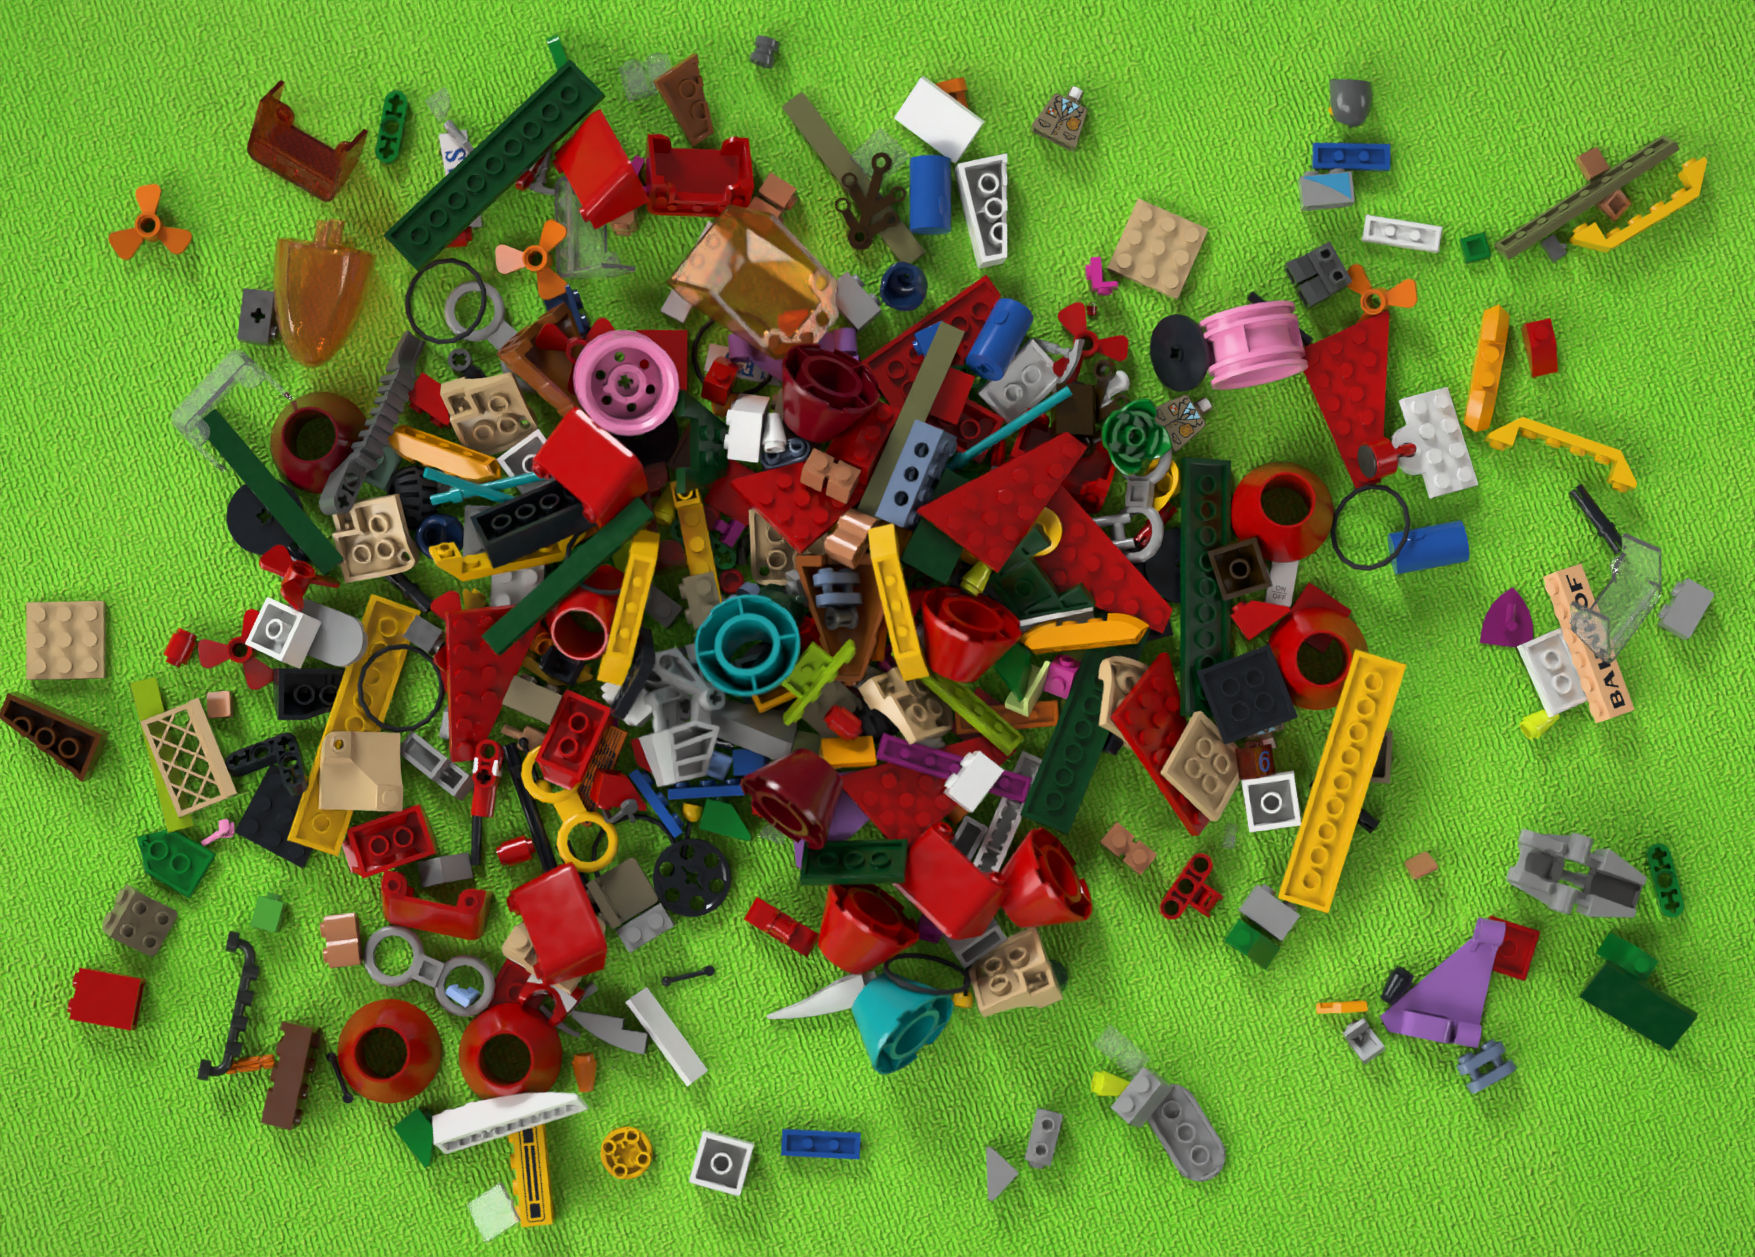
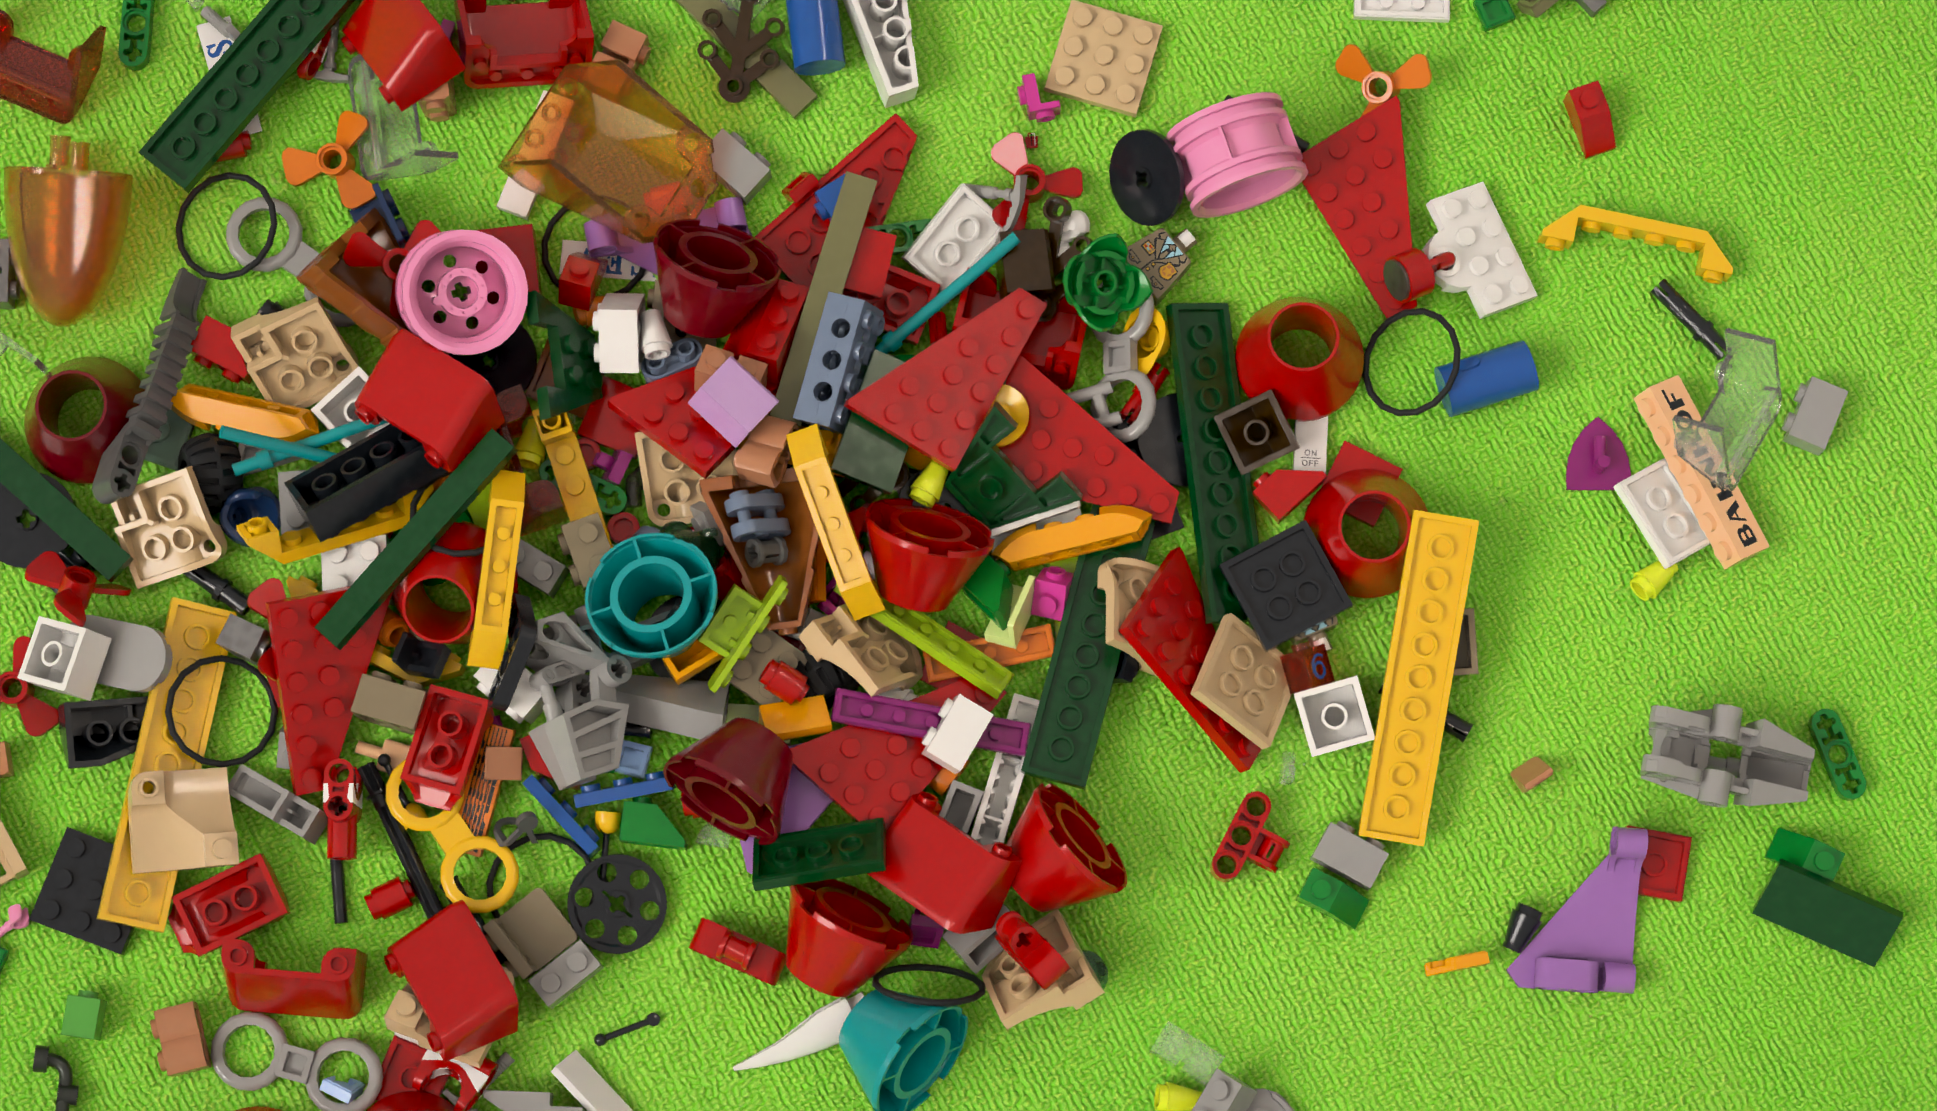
camera: 15 degrees left, 5 degrees down
(276, 754) = (27, 833): black beam -> none
(445, 869) = (303, 933): light grey slope -> none
(460, 352) = (251, 287): flat silver bush -> none
(613, 788) = (502, 802): red slope -> none
(616, 757) = (503, 763): none -> nougat slope
(747, 761) = (667, 745): blue brick -> none
(830, 498) = (733, 401): none -> lavender slope
(902, 290) = (794, 145): dark blue piece -> none
(902, 325) = (799, 187): none -> red tile
(964, 999) = (979, 1012): yellow hinge -> none
(999, 339) = (921, 187): blue piece -> none
(1009, 958) = (1030, 949): none -> red piece
(1136, 854) = (1174, 803): nougat piece -> none
(1330, 271) = (1305, 65): dark grey hips -> none
(1363, 1040) = (1489, 1002): light grey bracket -> none
(1486, 368) = (1528, 153): light orange brick -> none
(1490, 1052) = (1650, 995): sand blue brick -> none

